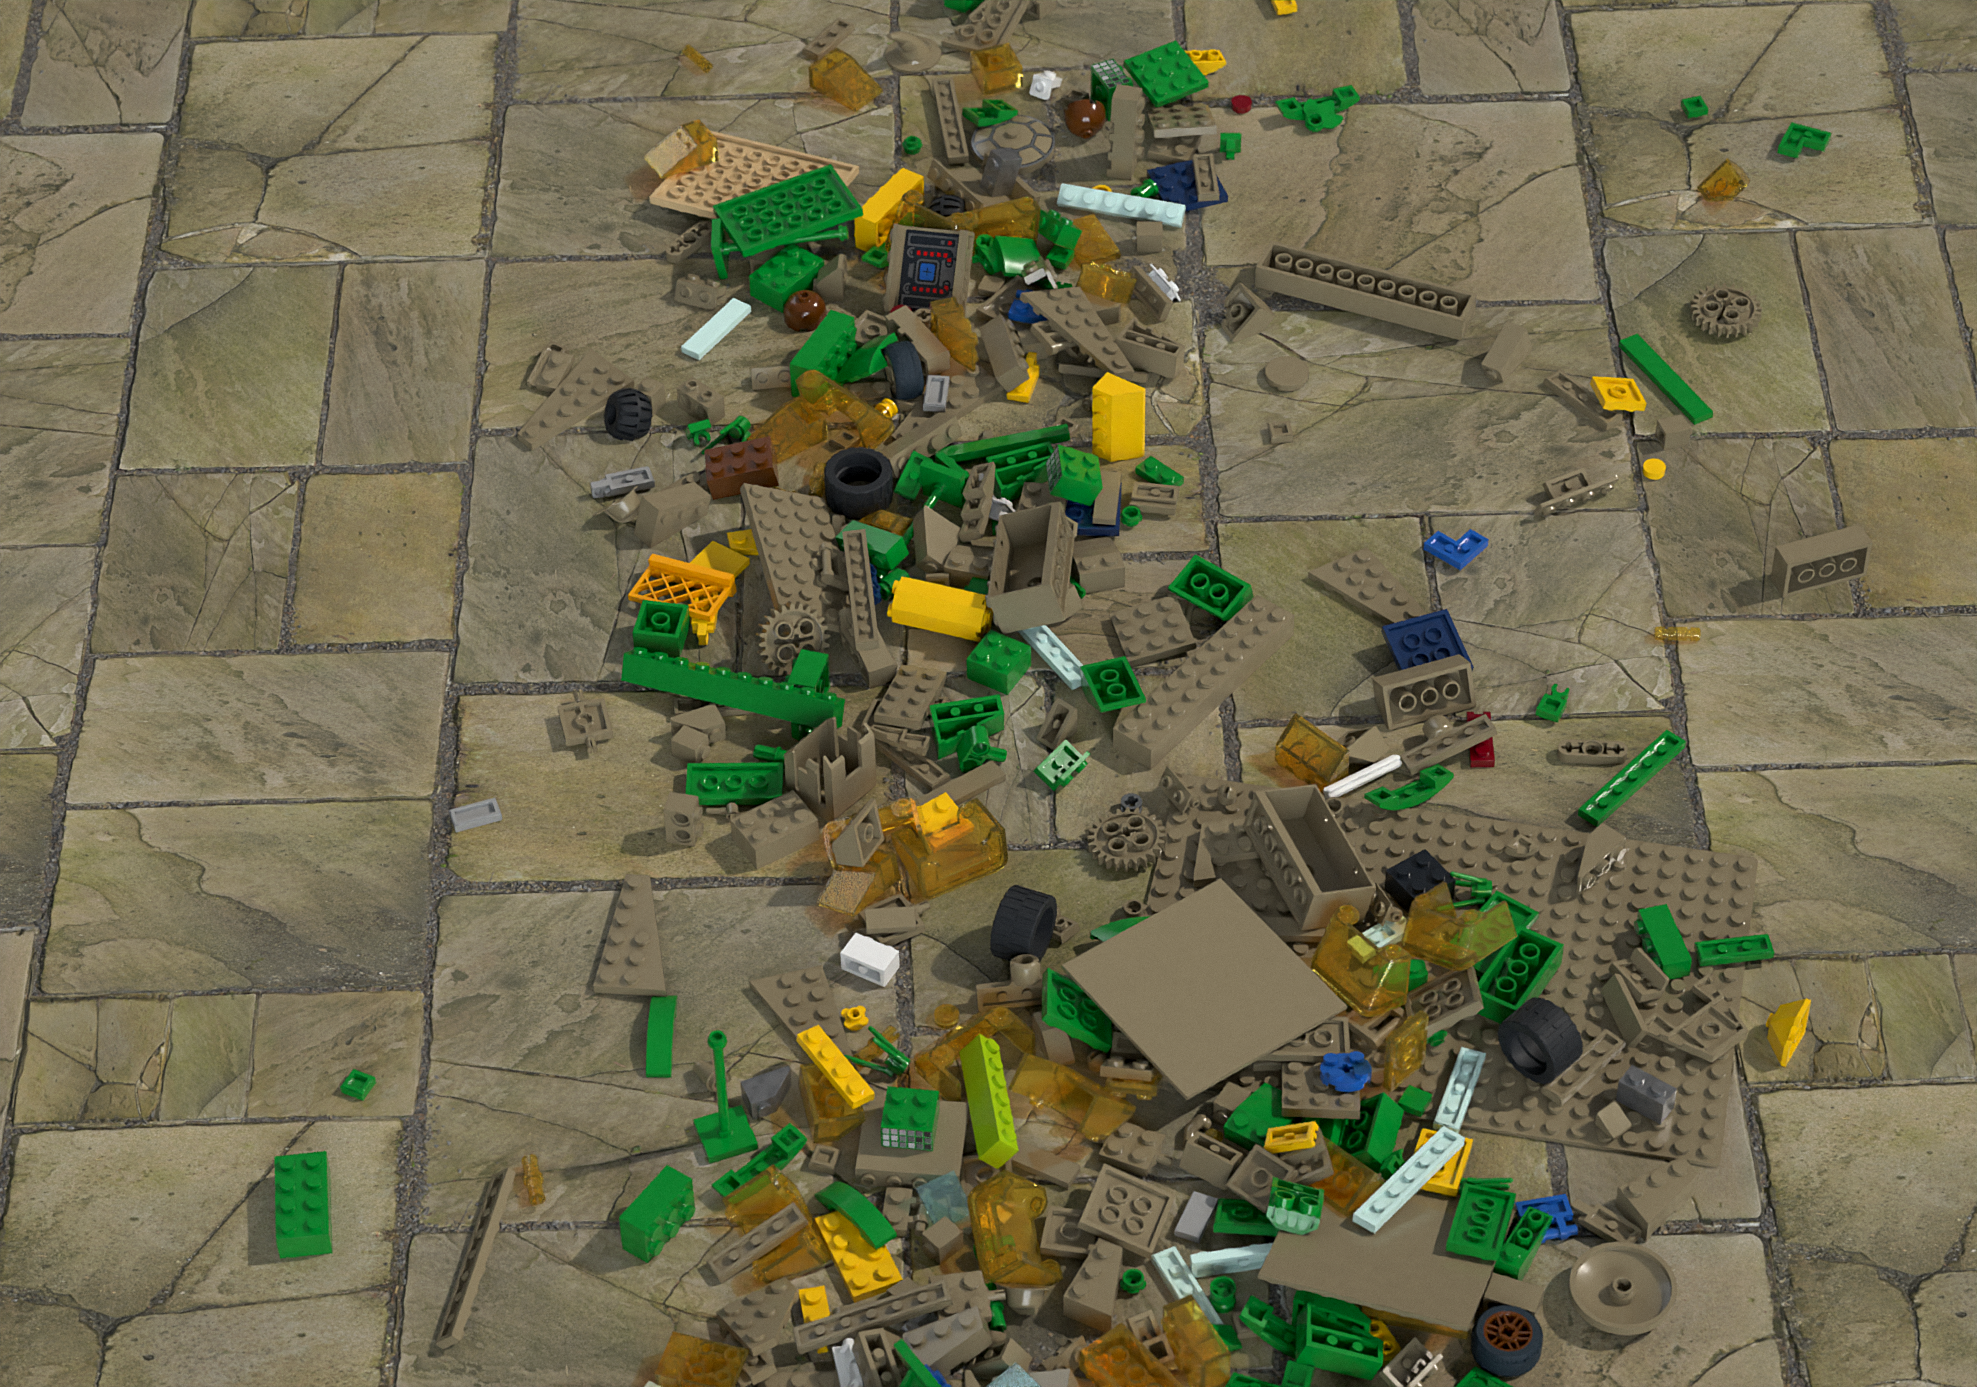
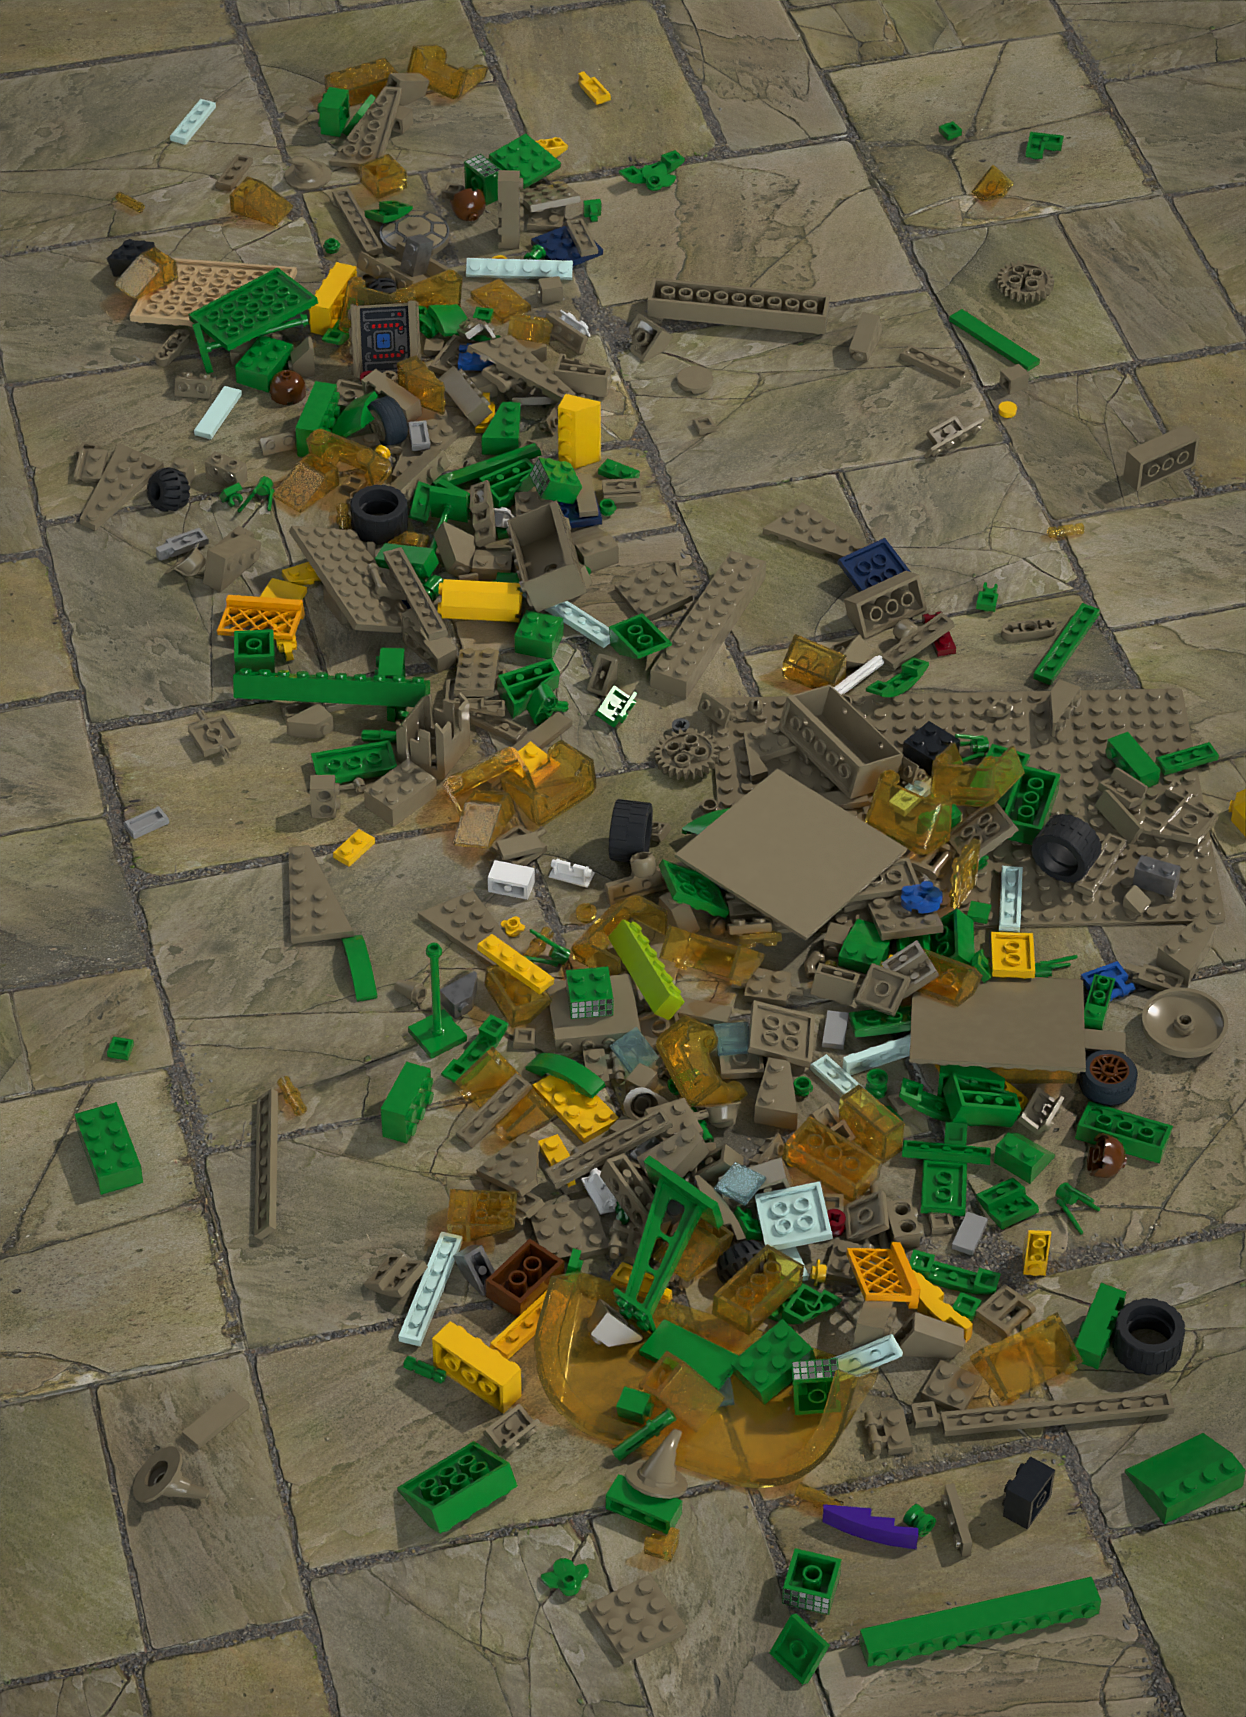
camera: 15 degrees left, 0 degrees up
(666, 122) = (126, 254): none -> black brick
(690, 745) = (308, 739): dark tan brick -> none
(702, 887) = (354, 847): none -> yellow plate
(741, 463) = (275, 516): reddish brown brick -> none
(791, 618) = (365, 624): dark tan gear -> none
(859, 837) = (477, 784): dark tan slope -> none
(929, 1263) = (639, 1100): none -> dark tan piece
(943, 964) = (573, 874): none -> white hinge
(1038, 402) = (503, 431): none -> green wedge
(1043, 84) = (424, 184): white bracket -> none
(1058, 229) = (478, 294): green brick -> none
(1065, 1205) = (732, 1038): none -> clear light blue piece
(1211, 588) = (693, 551): green slope -> none
(1241, 104) = (589, 177): dark red tile -> none
(1290, 1140) = (895, 955): yellow tile -> none
(1294, 1206) = (918, 1004): green slope -> none
(1408, 1179) = (997, 970): light aqua plate -> none
(1457, 552) = (876, 495): blue plate -> none
(1481, 1222) = (1063, 992): green plate -> none
(1618, 394) = (962, 356): yellow plate -> none

